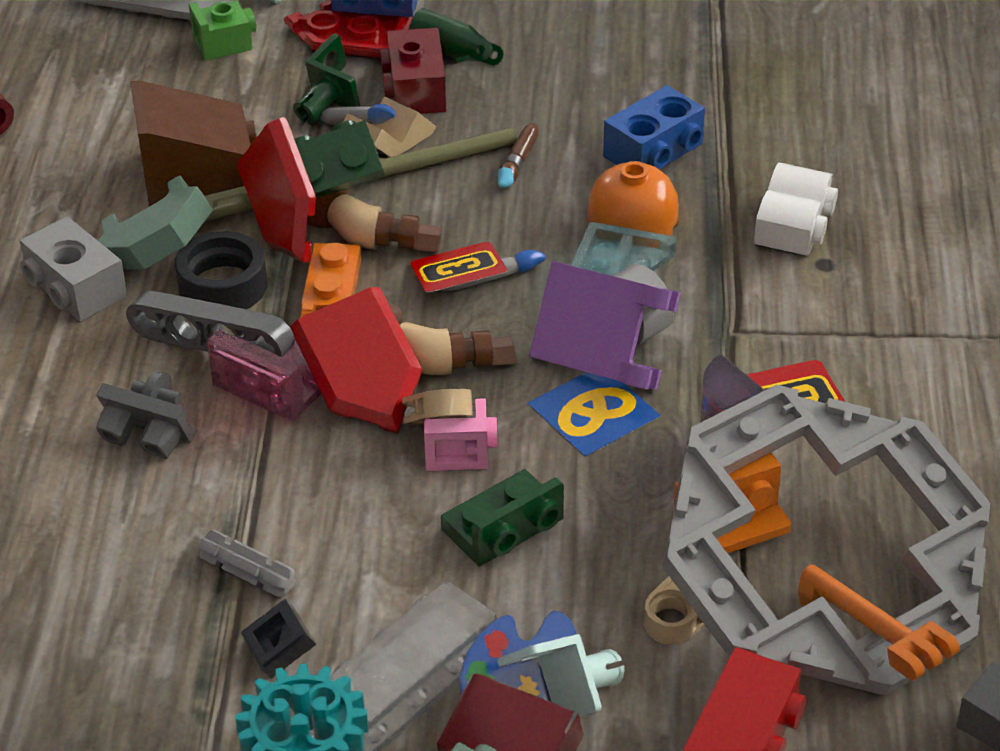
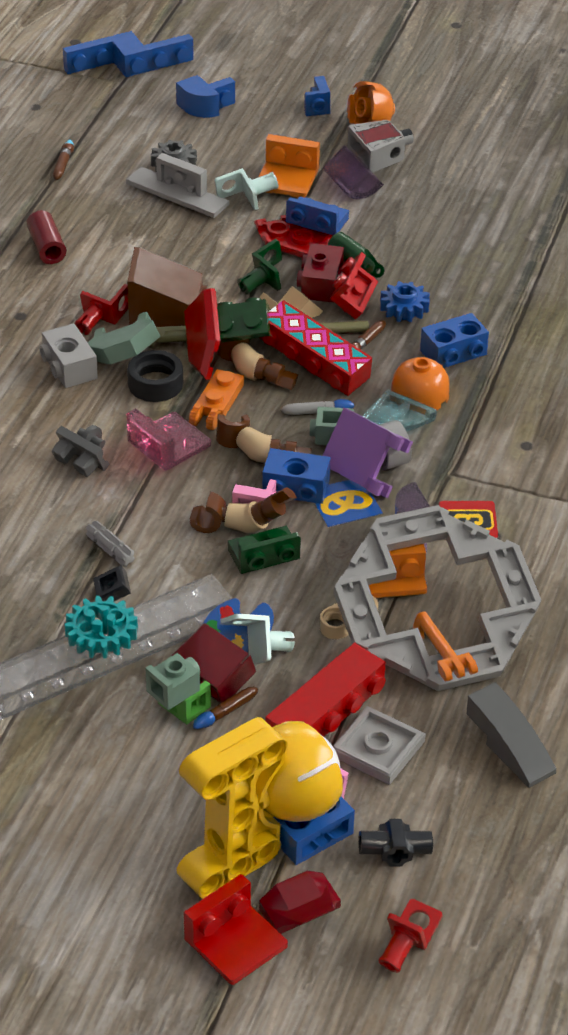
camera: 15 degrees right, 0 degrees up
(95, 187) = (99, 308): none -> red bracket
(161, 319) = (123, 399): dark grey beam -> none
(222, 29) = (212, 221): bright green brick -> none
(360, 358) = (214, 442): red tile -> none
(375, 114) = (275, 294): piece -> none
(438, 405) = (247, 477): tan piece -> none
(446, 470) = (240, 516): none -> reddish brown piece
(458, 266) = (297, 400): sticker -> none
(460, 181) = (317, 348): none -> red brick
(473, 82) = (353, 287): none -> red bracket
(516, 380) = (301, 472): none -> blue brick
(521, 293) = (325, 423): none -> sand green brick
(555, 89) = (404, 301): none -> blue gear
(794, 209) = (519, 407): white brick -> none

